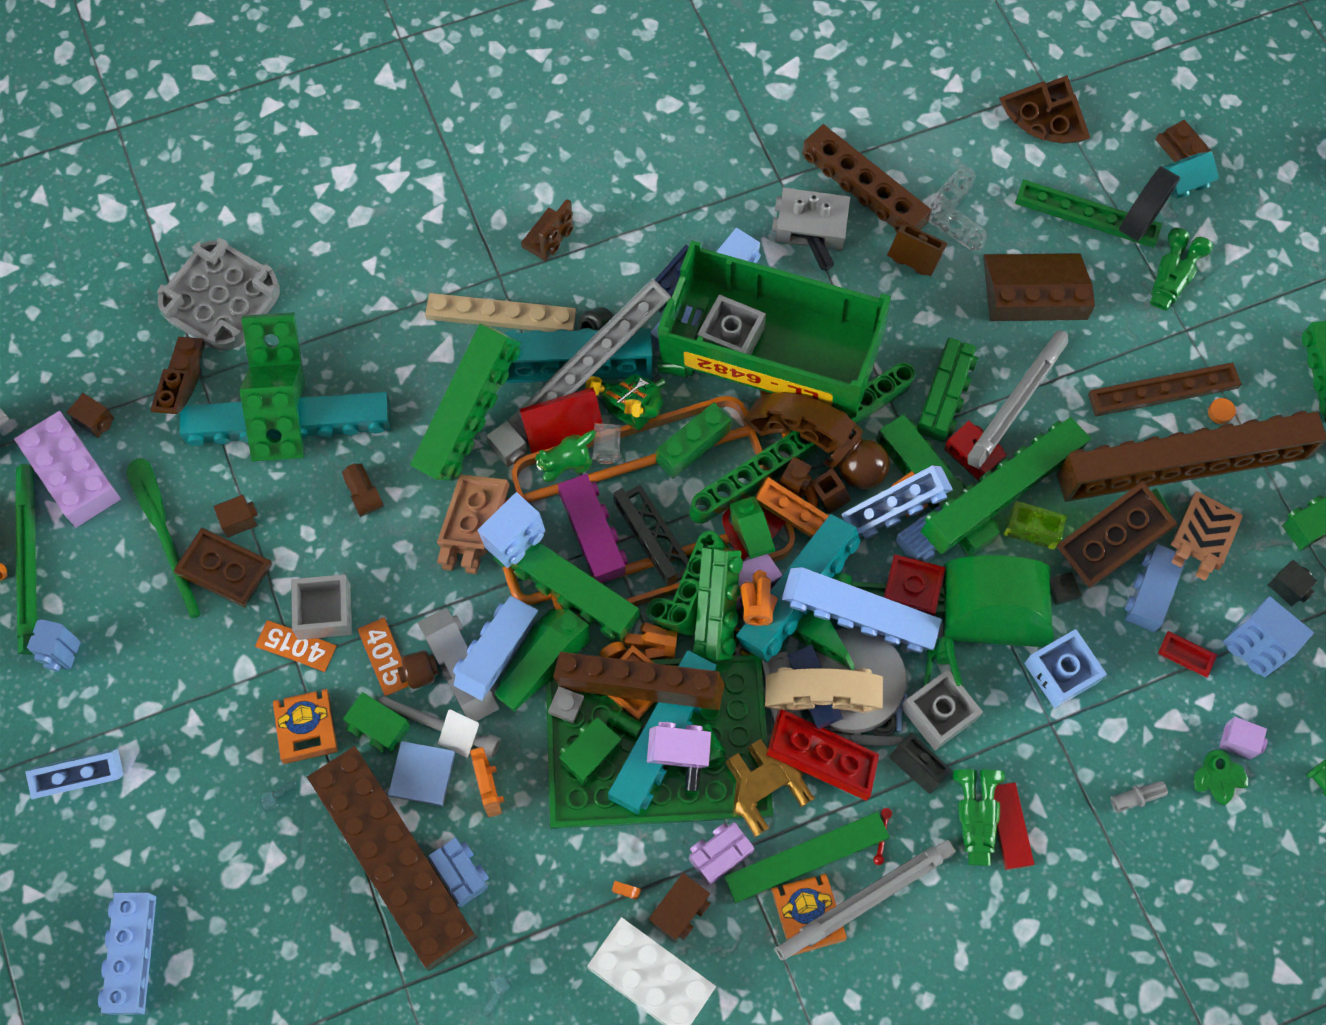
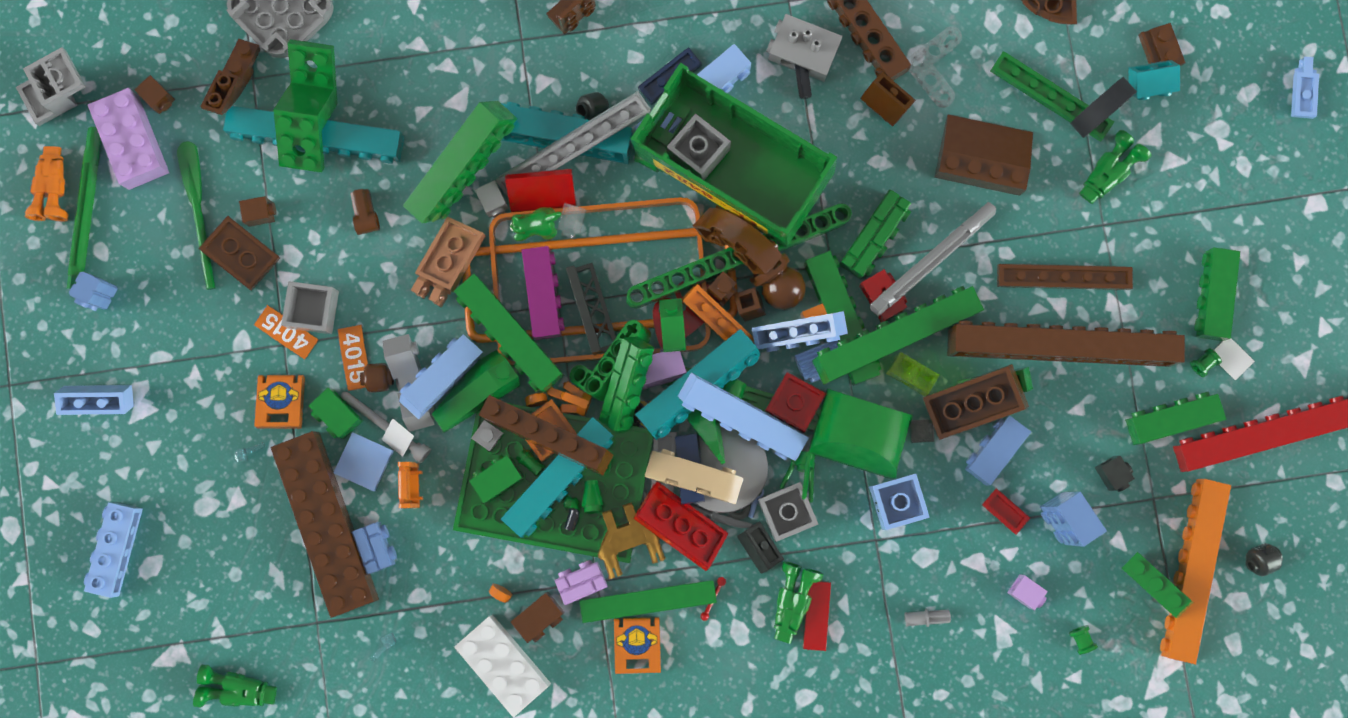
camera: 20 degrees right, 15 degrees up
(499, 313) = (514, 76): tan plate -> none
(512, 530) = (471, 286): light blue brick -> none
(631, 400) = (604, 182): green torso -> none
(679, 746) = (563, 496): lavender brick -> none
(693, 440) = (645, 234): green brick -> none
(758, 600) = (657, 391): orange rock -> none
(865, 899) = (683, 647): light grey piece -> none
(1205, 534) = (1054, 415): nougat tile -> none
(1220, 781) = (998, 621): green plate -> none
(1221, 411) = (1108, 307): orange tile -> none

